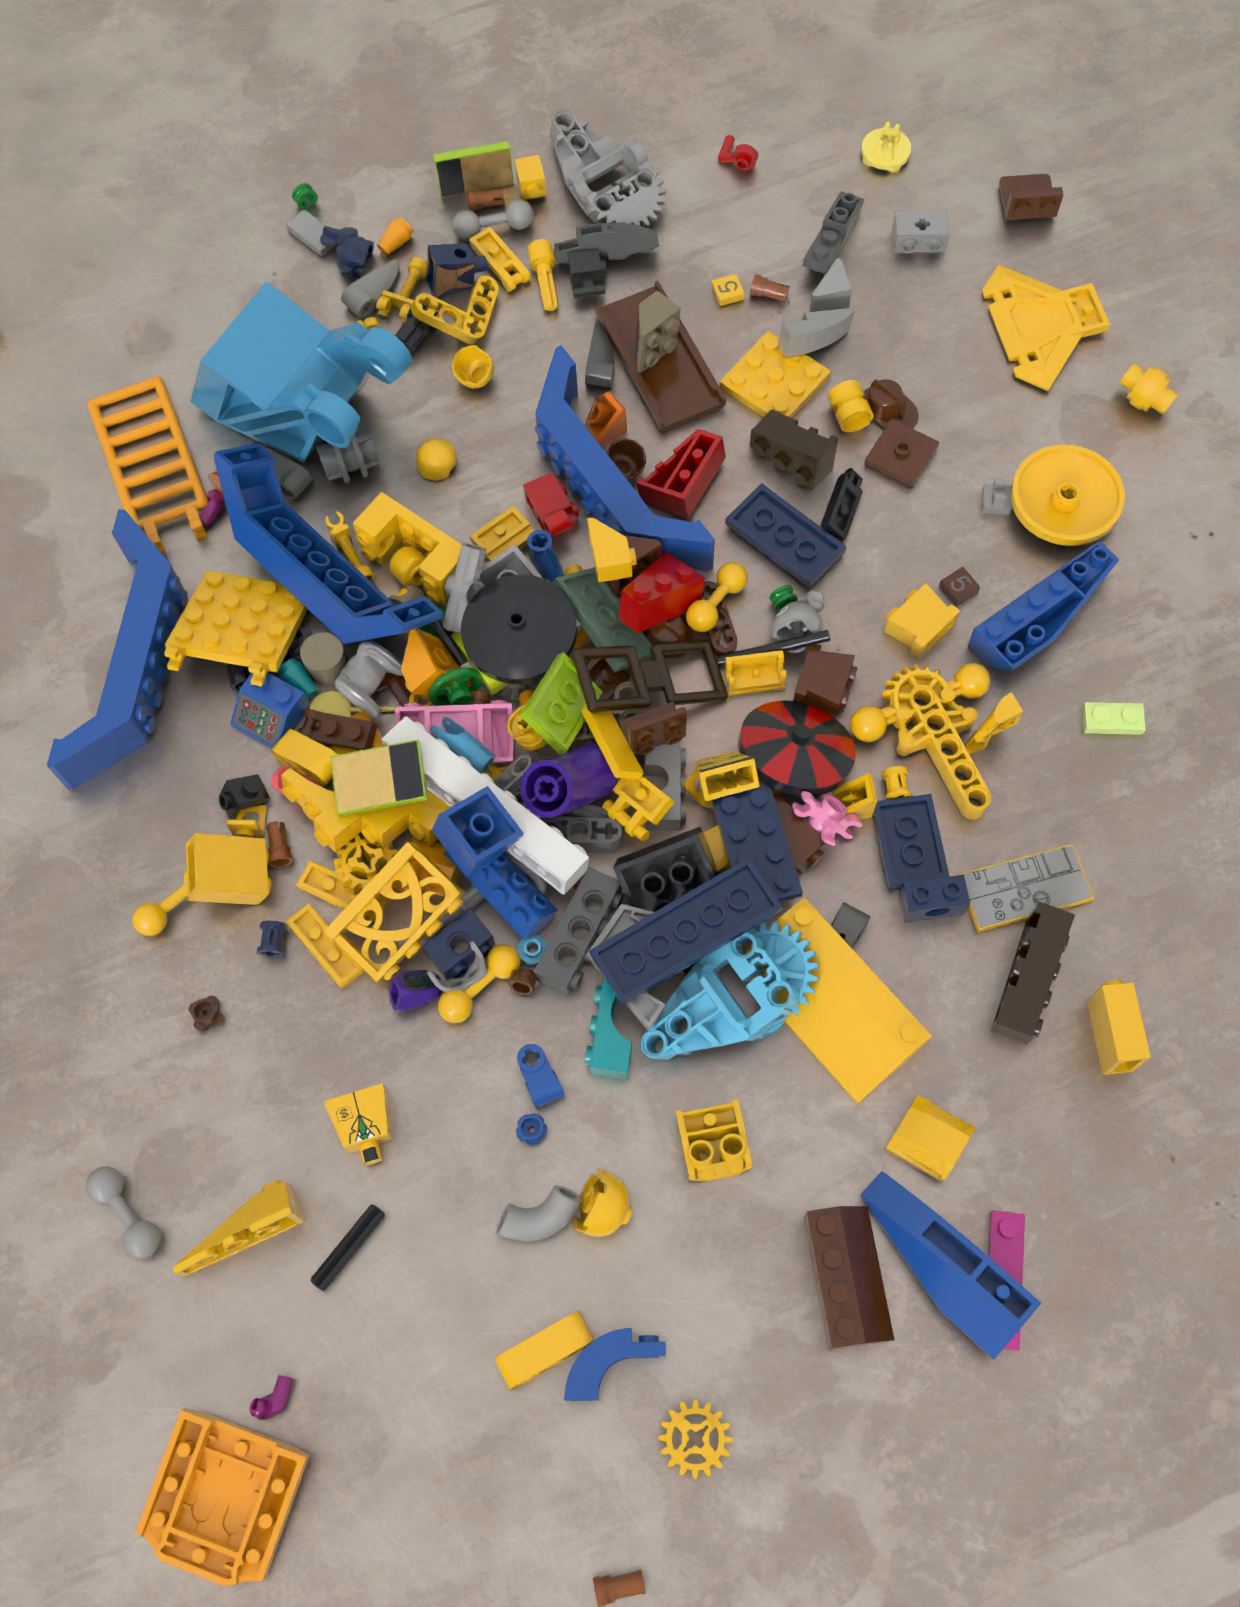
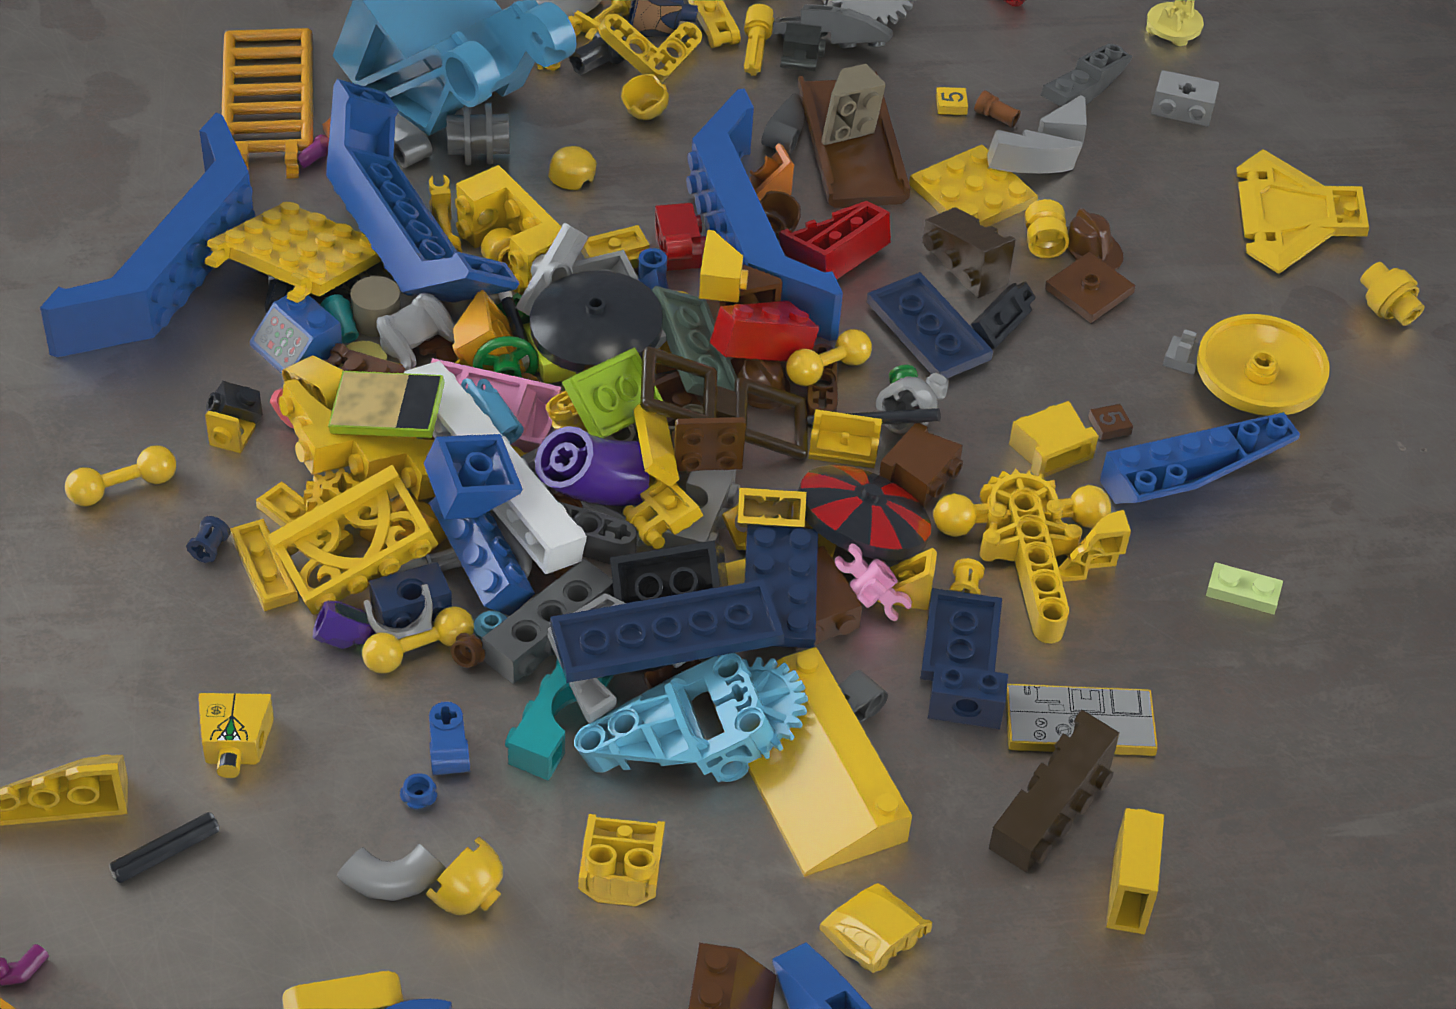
camera: 10 degrees right, 20 degrees down
(206, 1004) = (106, 588): reddish brown plate -> none
(227, 869) = (189, 457): yellow brick -> none
(279, 850) = (252, 464): dark orange pin -> none
(1029, 196) = (1319, 98): reddish brown bracket -> none

